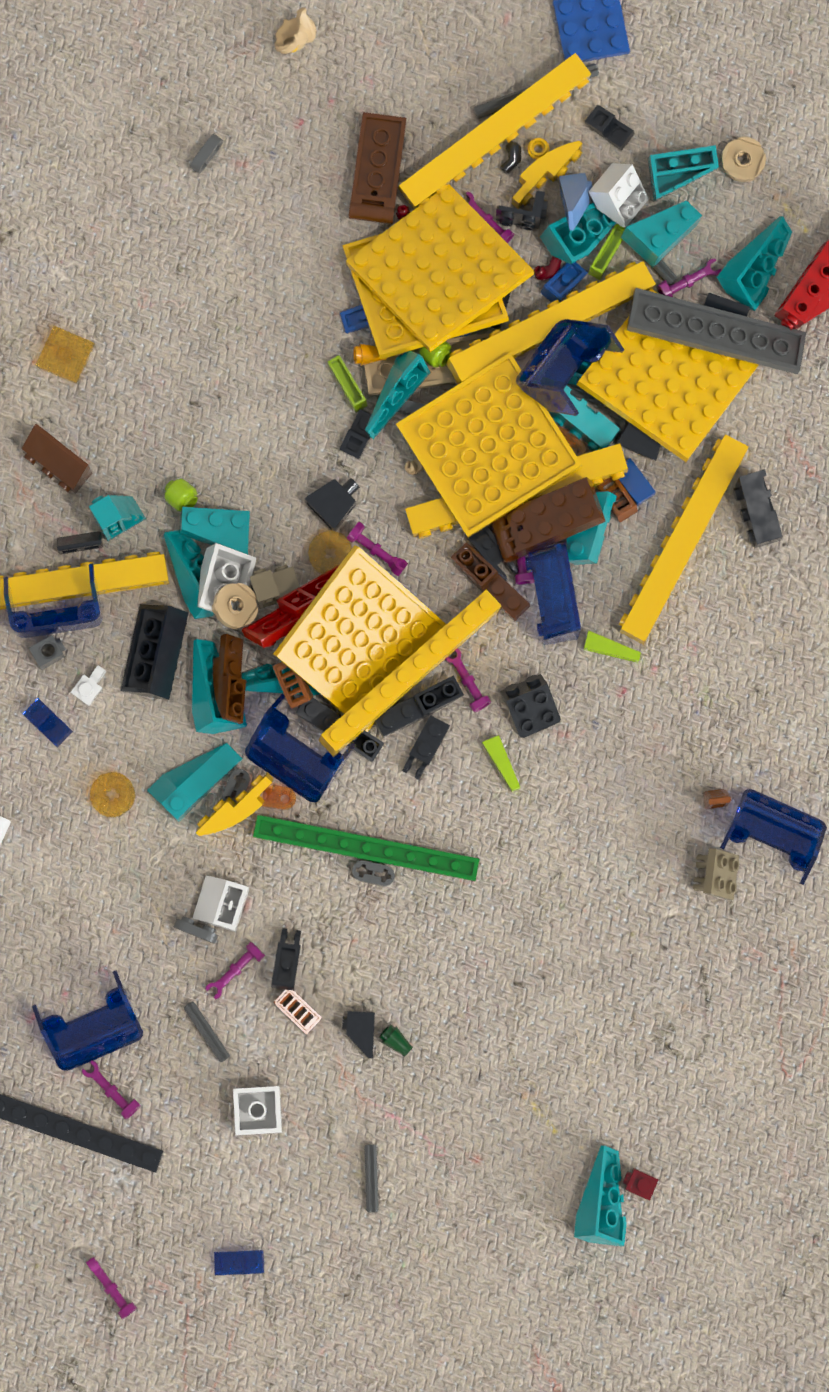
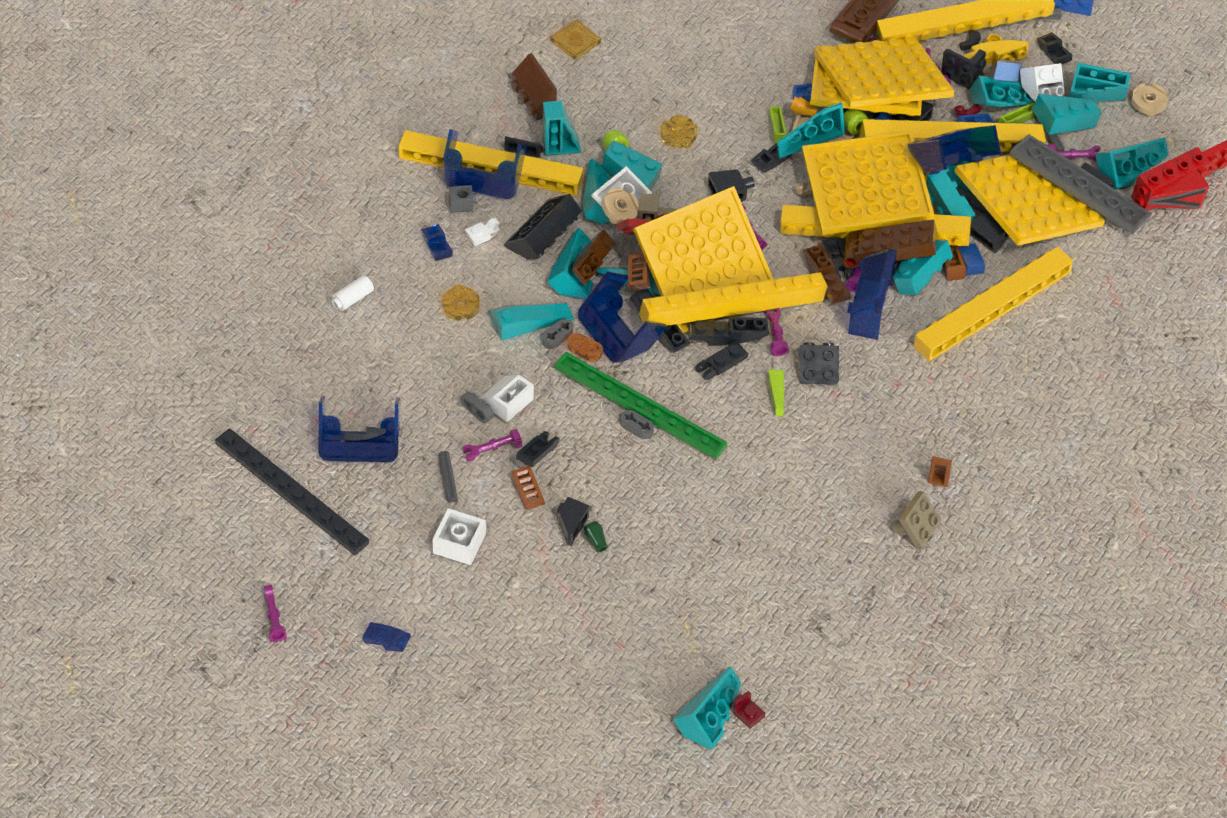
camera: 25 degrees right, 30 degrees down
(104, 1021) = (371, 433): none -> black slope
(128, 1109) = (357, 501): magenta piece -> none
(229, 813) = (544, 340): yellow slope -> none
(248, 432) = (684, 139): none -> clear yellow plate
(371, 1178) = (526, 622): dark grey axle -> none
(605, 646) = (901, 351): lime piece -> none
(757, 509) = (1062, 301): black wedge -> none
(778, 827) = (976, 508): clear blue windscreen -> none

